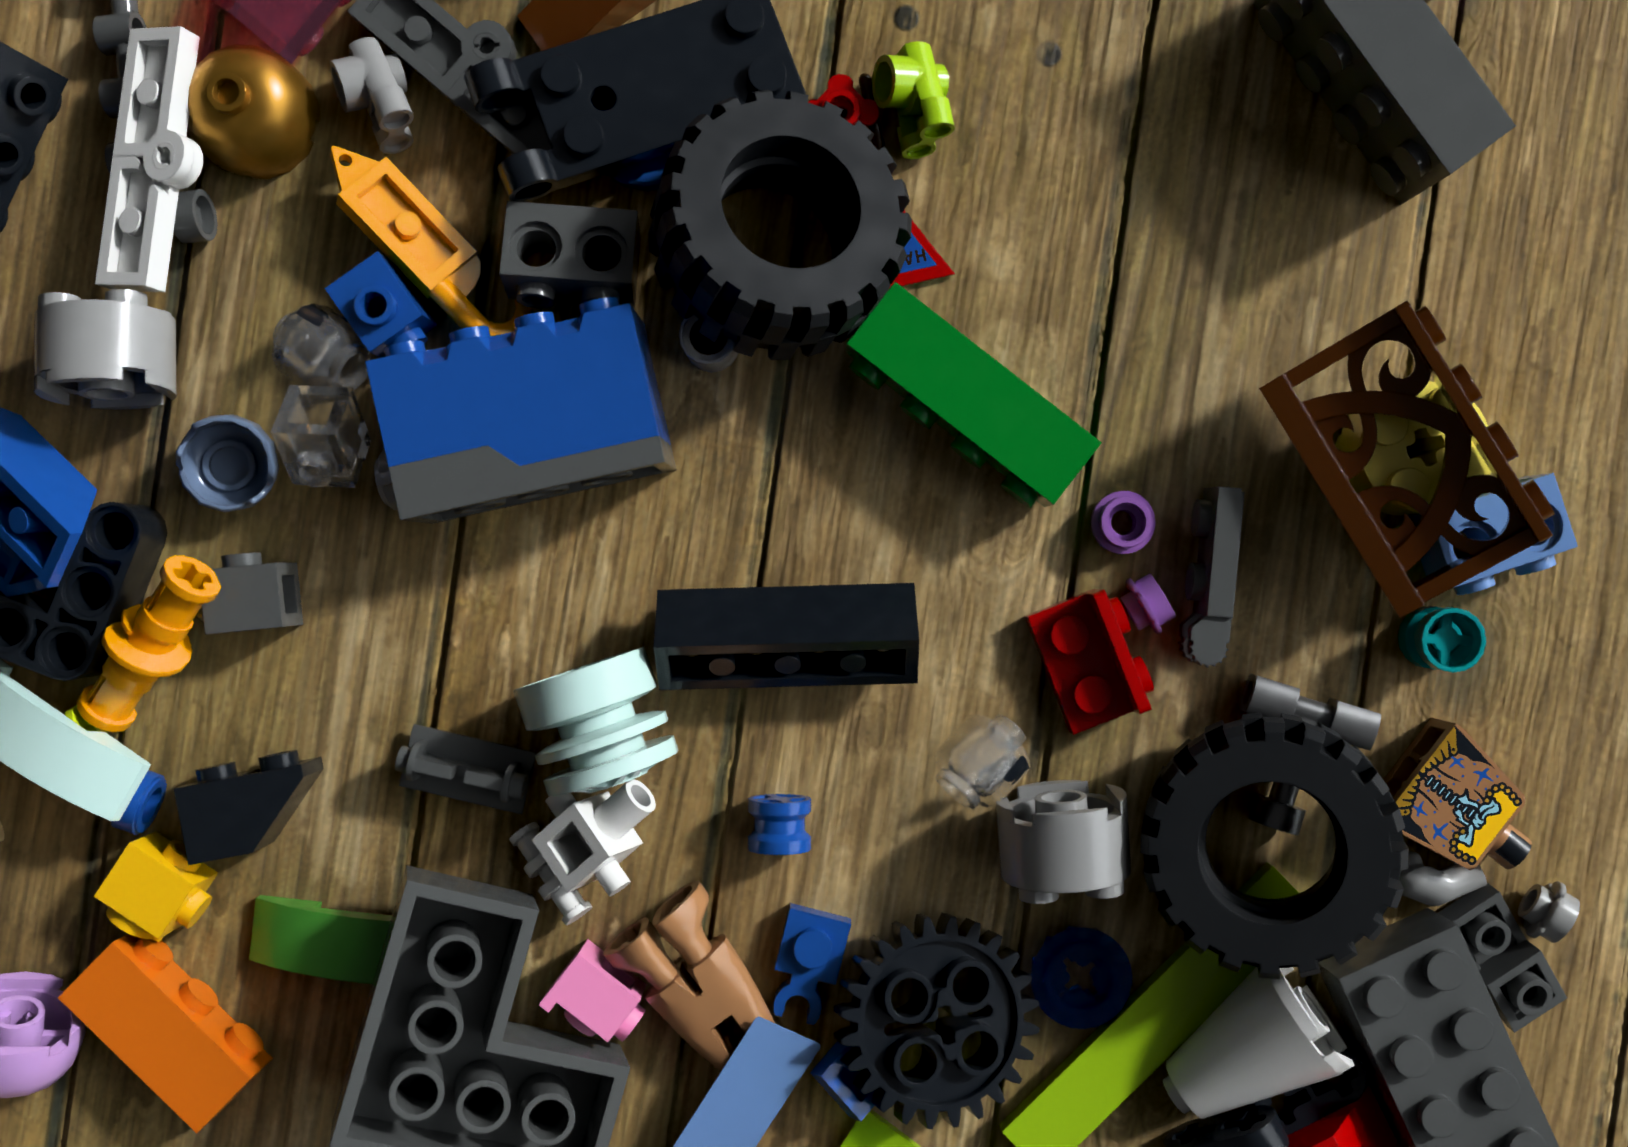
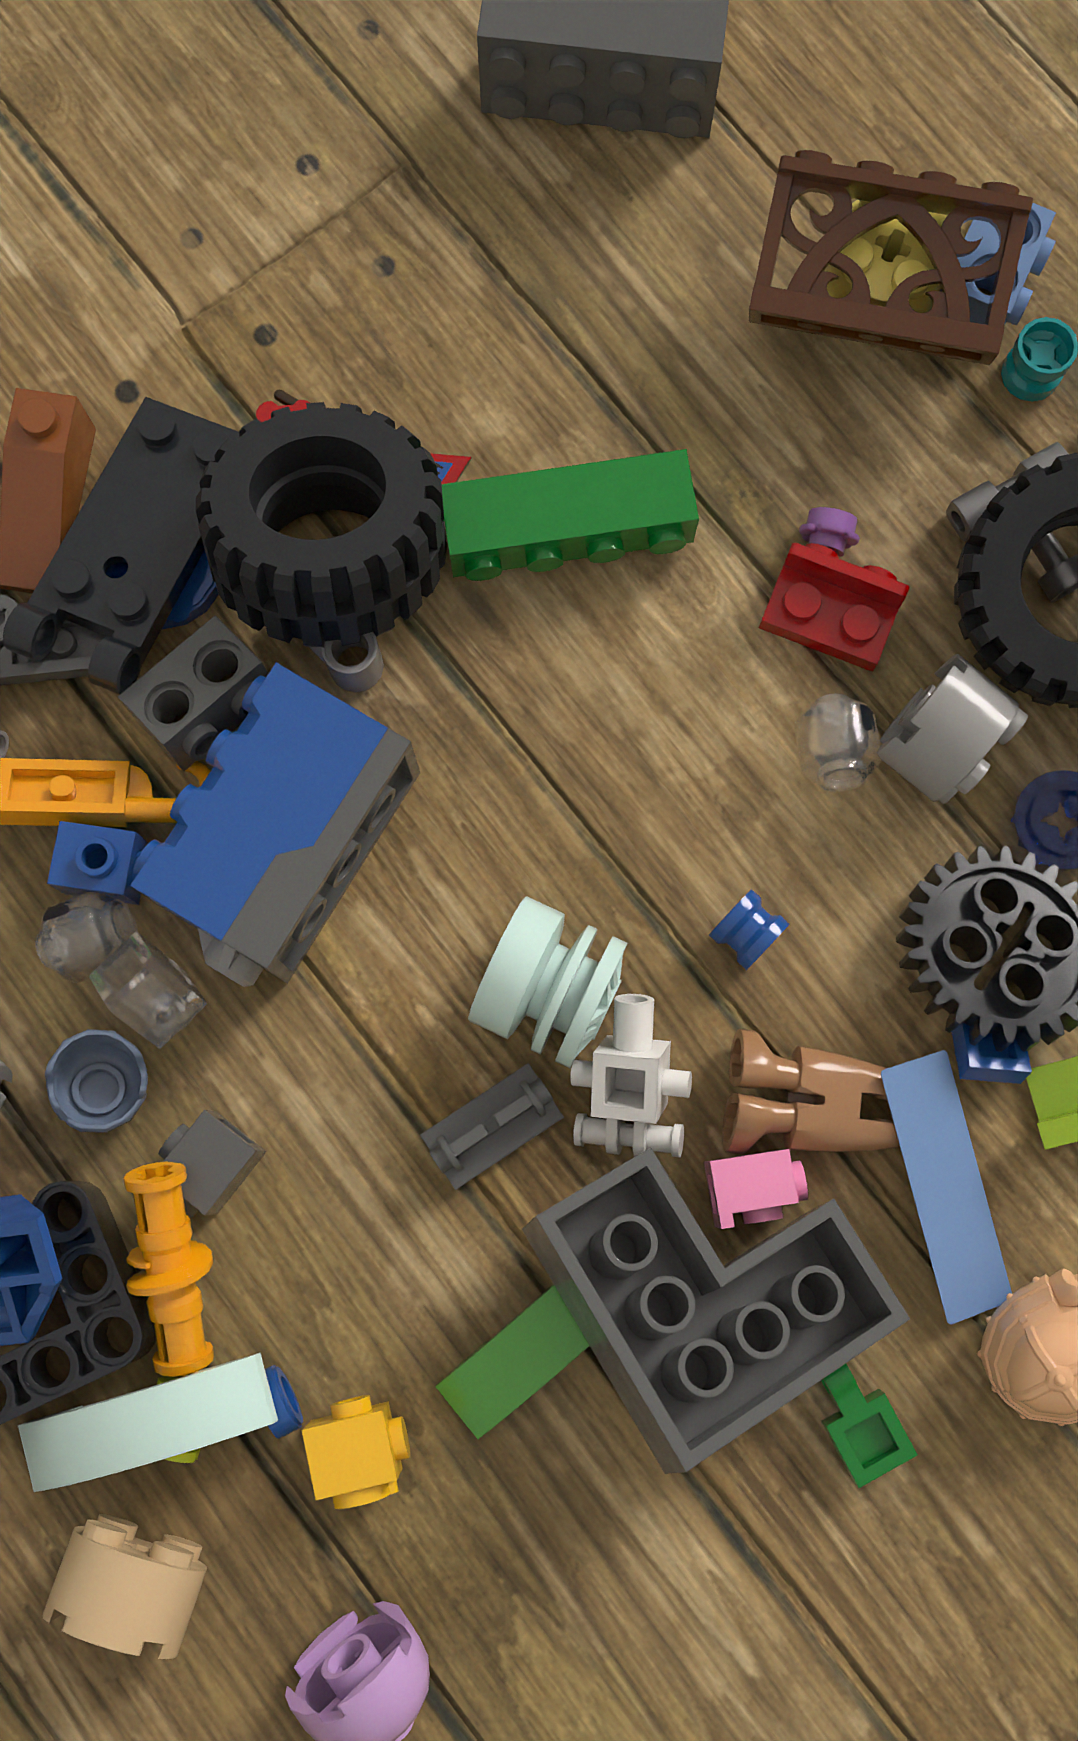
camera: 50 degrees left, 10 degrees down
(166, 1028) = (469, 1551): orange brick -> none
(245, 810) = (360, 1323): black slope -> none
(786, 629) = (617, 792): black brick -> none
(811, 953) = (866, 998): blue plate -> none
(919, 93) = (326, 366): lime plate -> none
(1142, 522) = (758, 482): medium lavender plate -> none
(1214, 576) = (851, 468): dark grey hinge -> none

